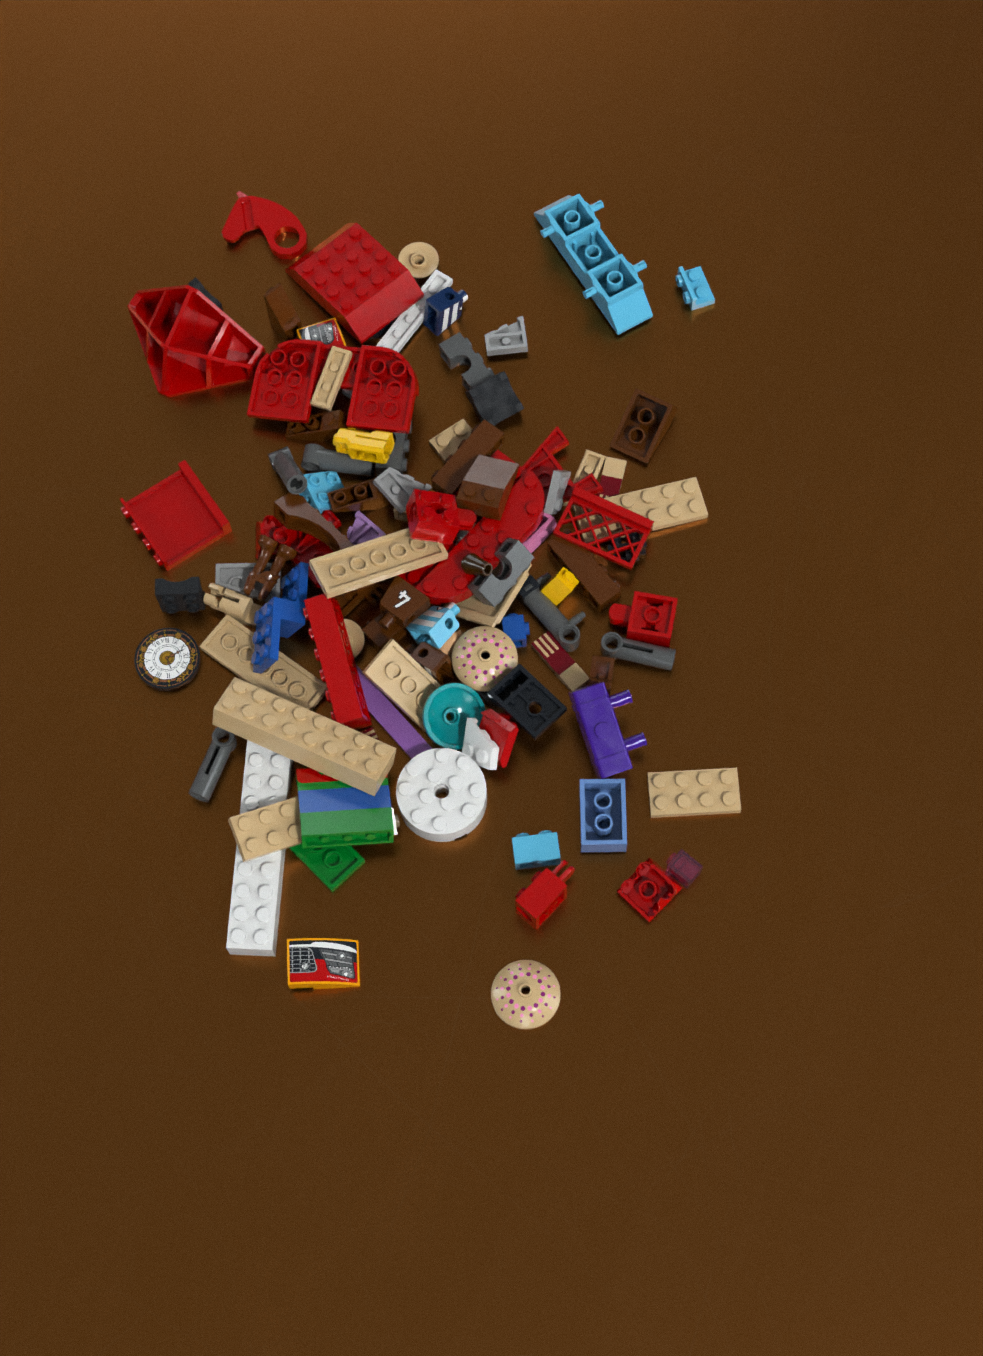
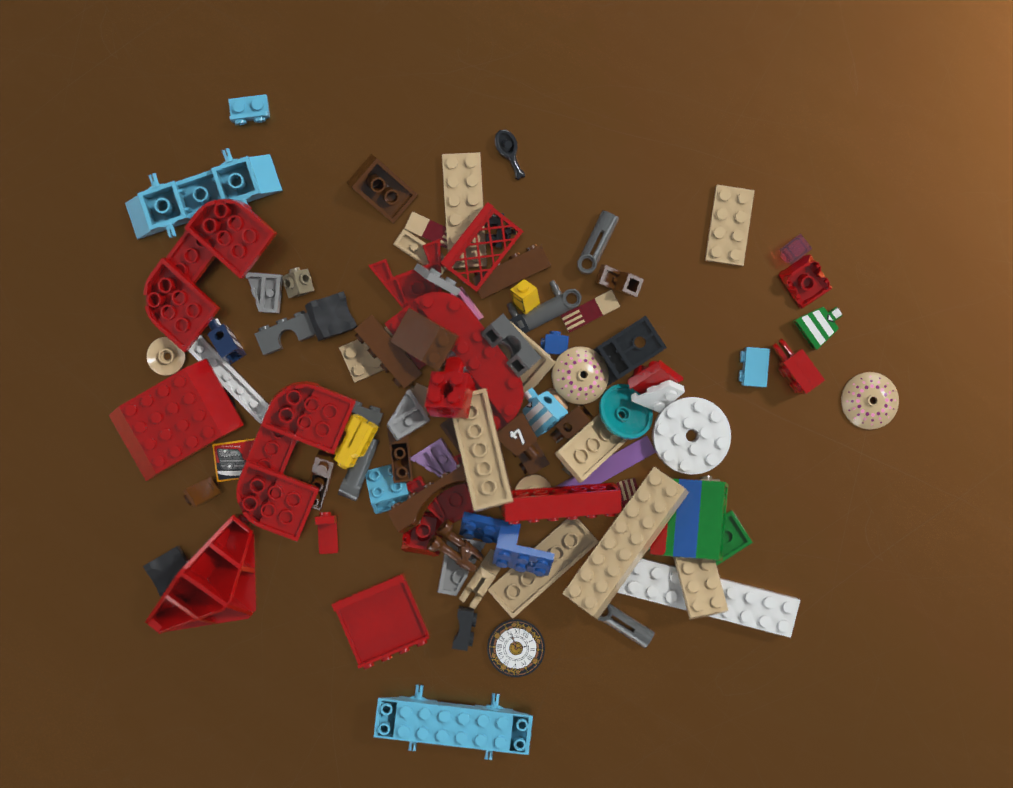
camera: 85 degrees left, 20 degrees up
(71, 602) = (453, 724): none -> medium azure piece
(263, 445) = (327, 533): none -> red bracket
(269, 217) = (80, 495): red animal -> none
(287, 469) = (364, 513): dark grey piece -> none
(323, 963) = (814, 560): slope -> none
(331, 378) = (283, 459): tan tile -> none
(475, 565) = (504, 366): dark brown cone -> none
(522, 364) = (298, 282): none -> dark tan brick
(554, 272) = (218, 230): none -> red plate
(600, 912) = (818, 326): none -> torso
(601, 729) = (668, 291): dark purple piece -> none
(603, 815) = (738, 305): medium blue brick -> none
(646, 610) = (570, 228): red brick -> none
(721, 540) = (507, 147): none -> black piece

